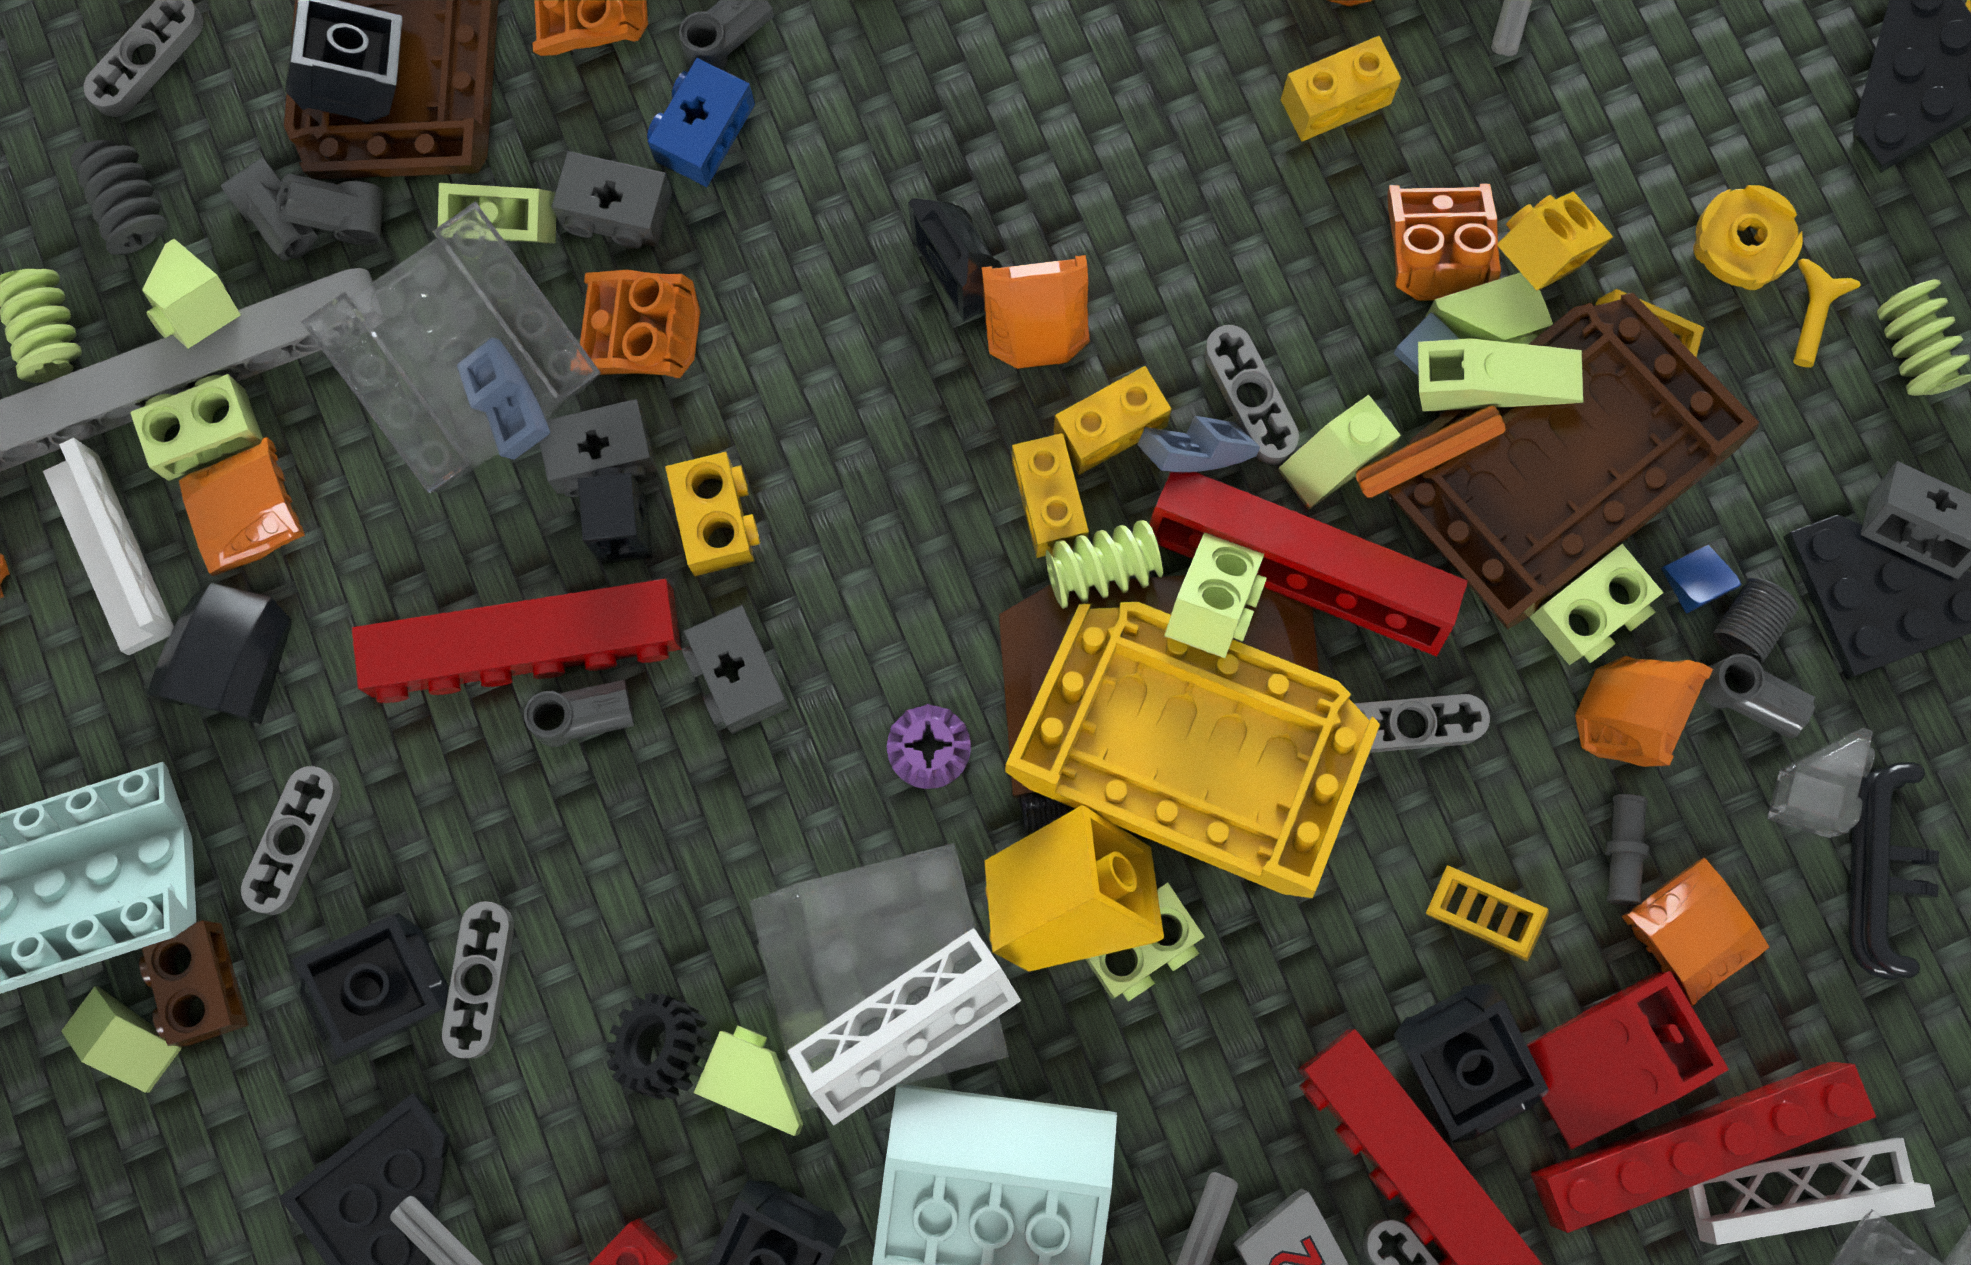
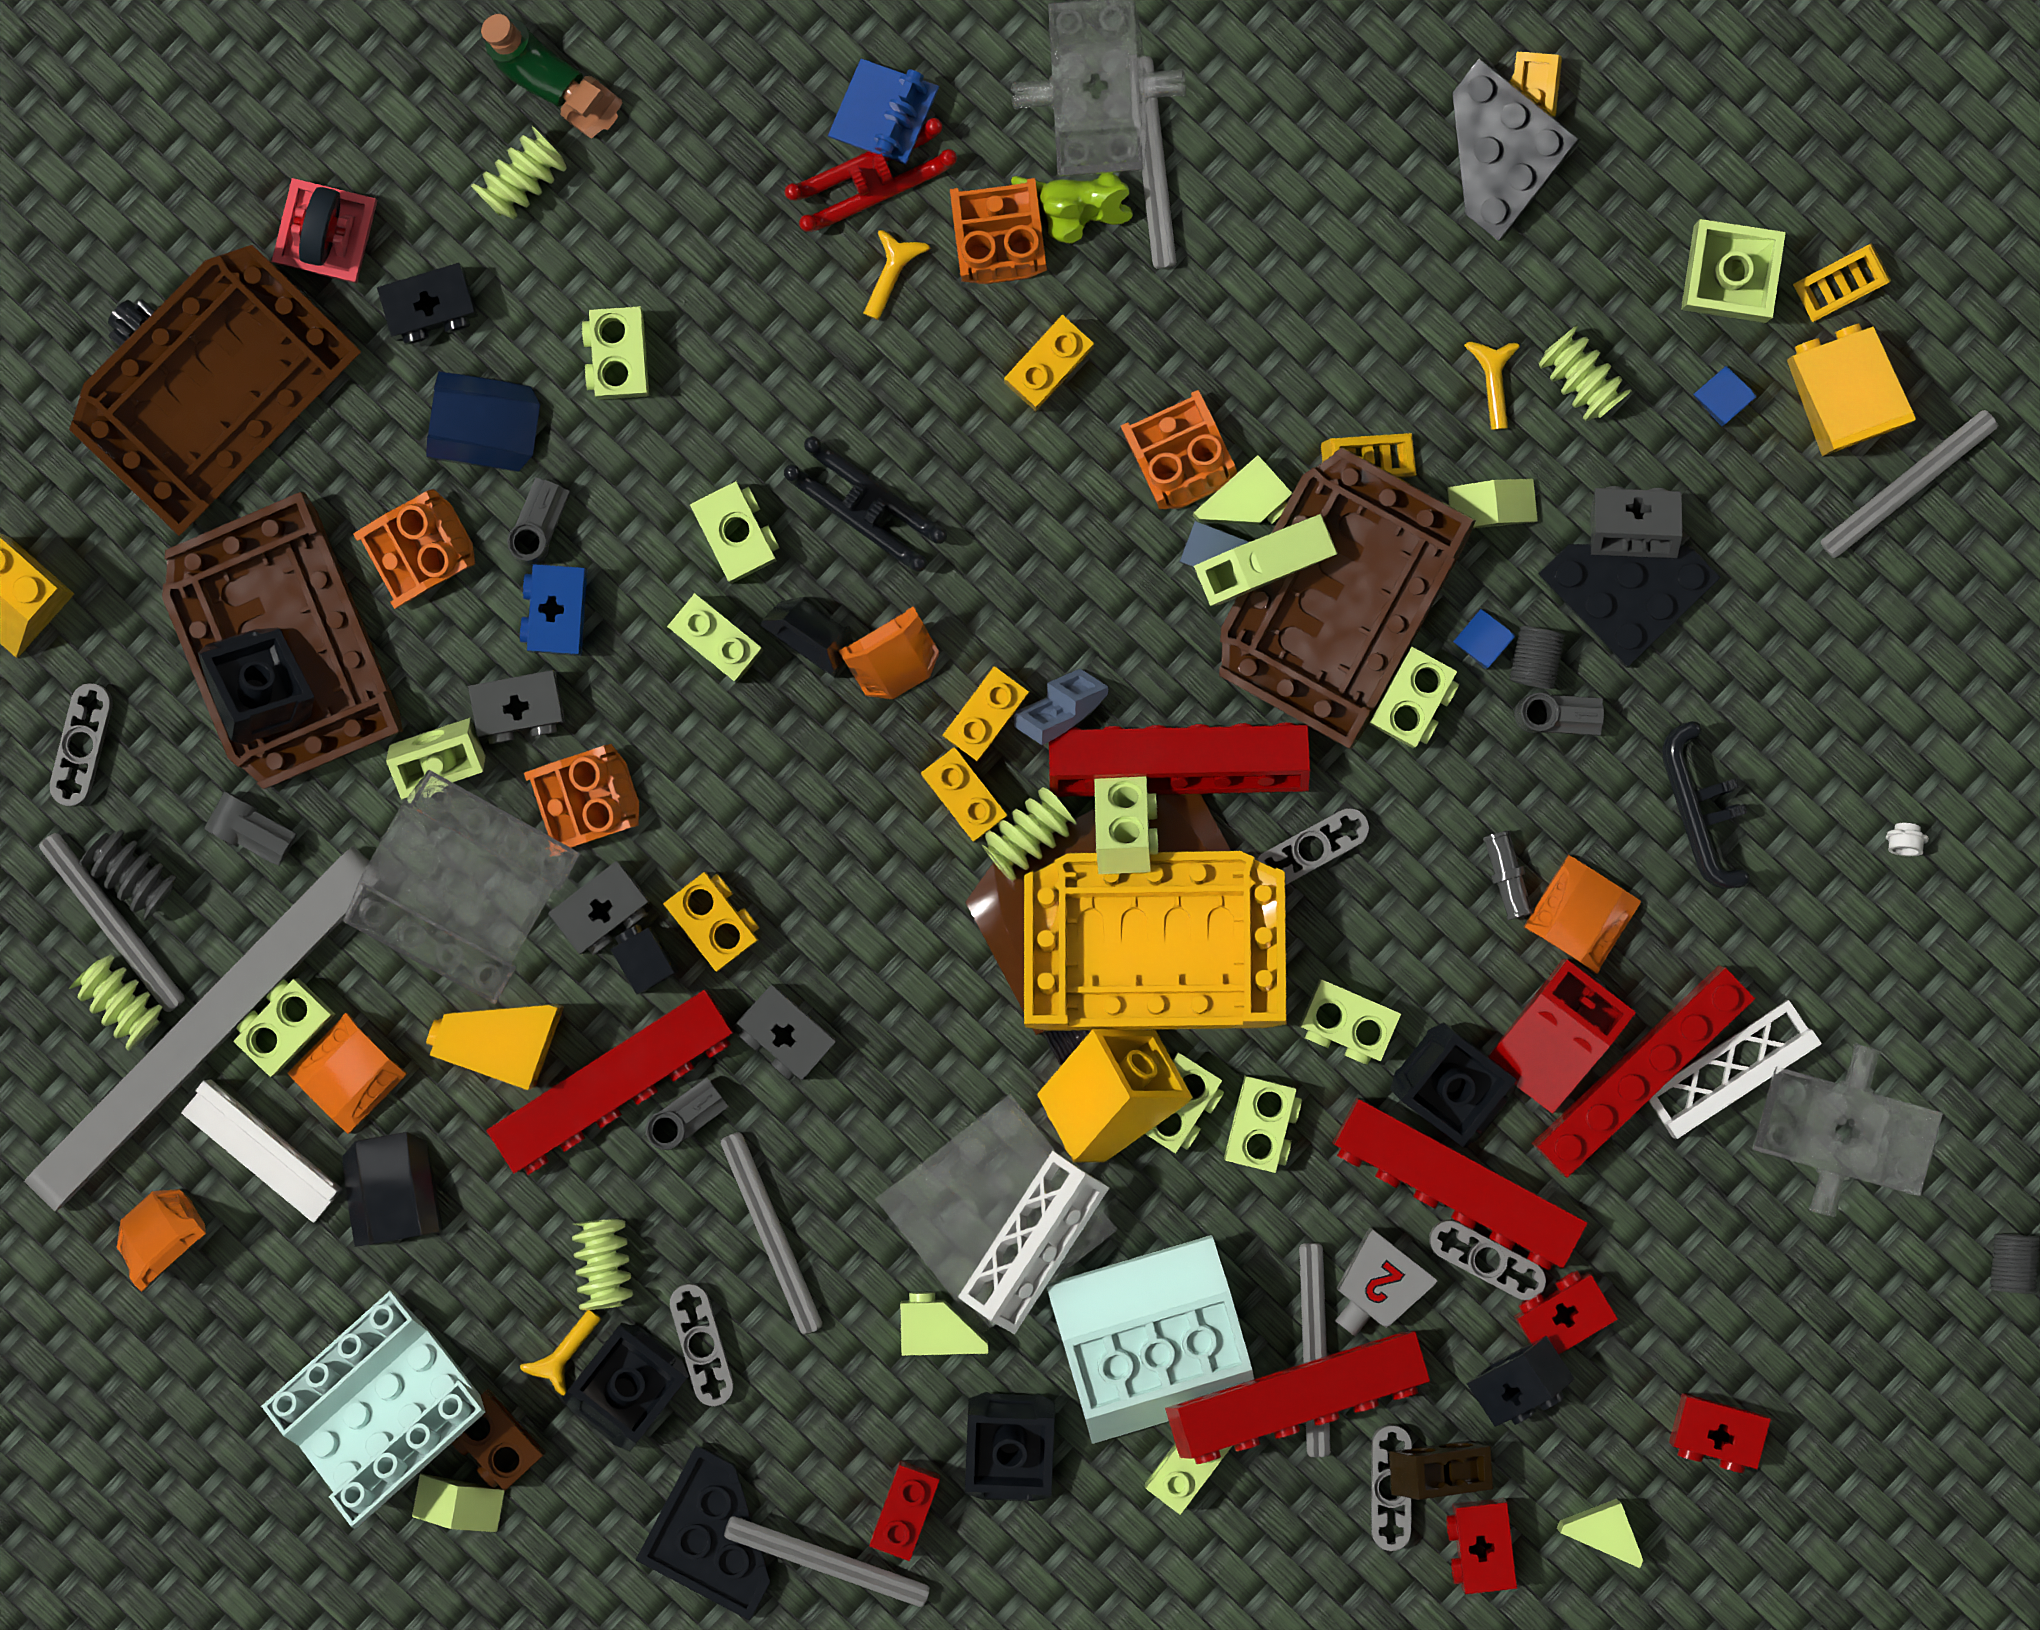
camera: 25 degrees left, 10 degrees up
(79, 248) = (111, 922): none -> light grey axle
(186, 296) = (232, 933): yellowish green slope -> none
(290, 882) = (523, 1336): light grey beam -> none
(303, 929) = (554, 1364): none -> yellow piece
(346, 209) = (309, 806): dark grey piece -> none
(408, 836) = (602, 1264): none -> yellowish green piece
(416, 535) = (498, 1042): none -> yellow slope
(501, 390) = (511, 900): sand blue slope -> none
(615, 888) = (771, 1233): none -> light grey axle
(678, 1056) = (879, 1333): black tyre -> none
(855, 218) = (715, 638): none -> yellowish green brick
(922, 93) = (716, 512): none -> yellowish green brick
(947, 762) = (975, 1032): medium lavender gear -> none
(1076, 152) = (865, 504): none -> black piece
(1216, 1001) = (1250, 1121): none -> yellowish green brick
(1222, 368) = (1065, 613): light grey beam -> none
(1339, 451) = (1169, 663): yellowish green slope -> none
(1386, 925) = (1353, 1011): none -> yellowish green brick
(1430, 451) = (1238, 636): orange axle -> none
(1532, 929) = (1462, 967): yellow slope -> none
(1553, 239) = (1266, 423): yellow brick -> none
(1639, 709) = (1472, 767): orange slope -> none
(1728, 257) = (1437, 330): yellow plate -> none
(1783, 440) = (1496, 502): none -> yellowish green slope
(1823, 786) = (1632, 762): clear slope -> none

